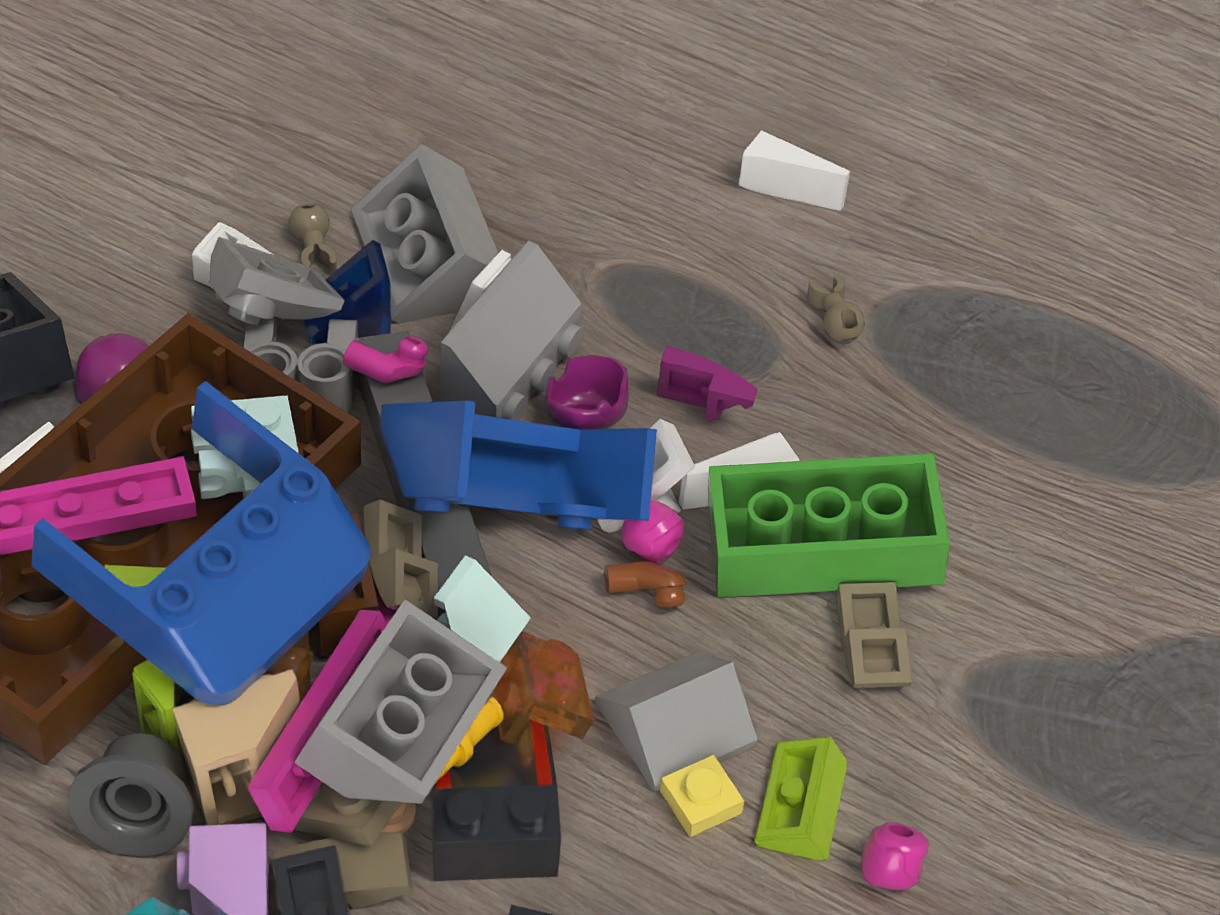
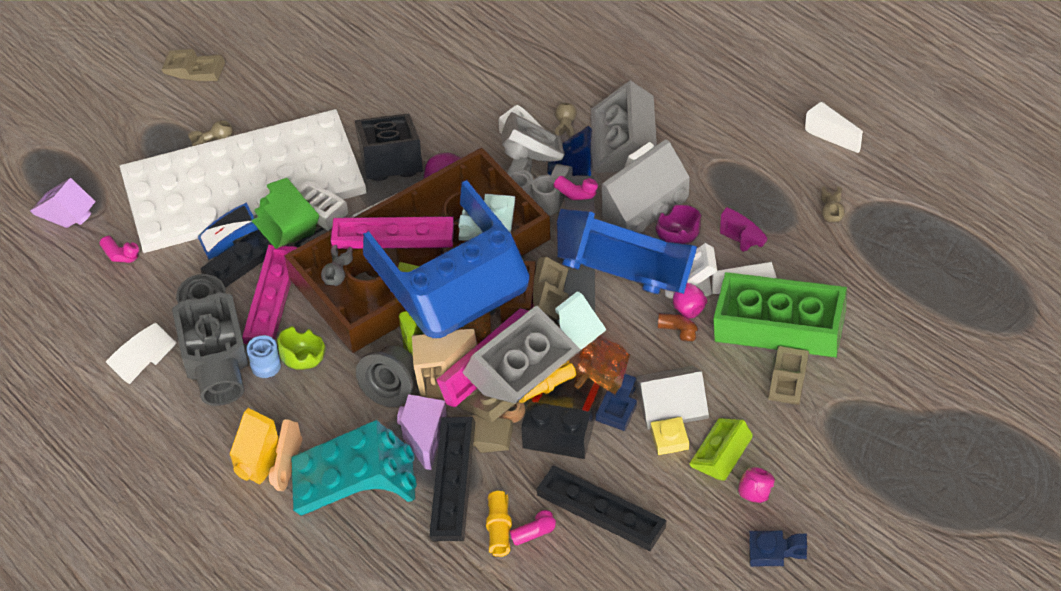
camera: 25 degrees right, 0 degrees up
(592, 764) = (618, 408): none -> dark blue plate

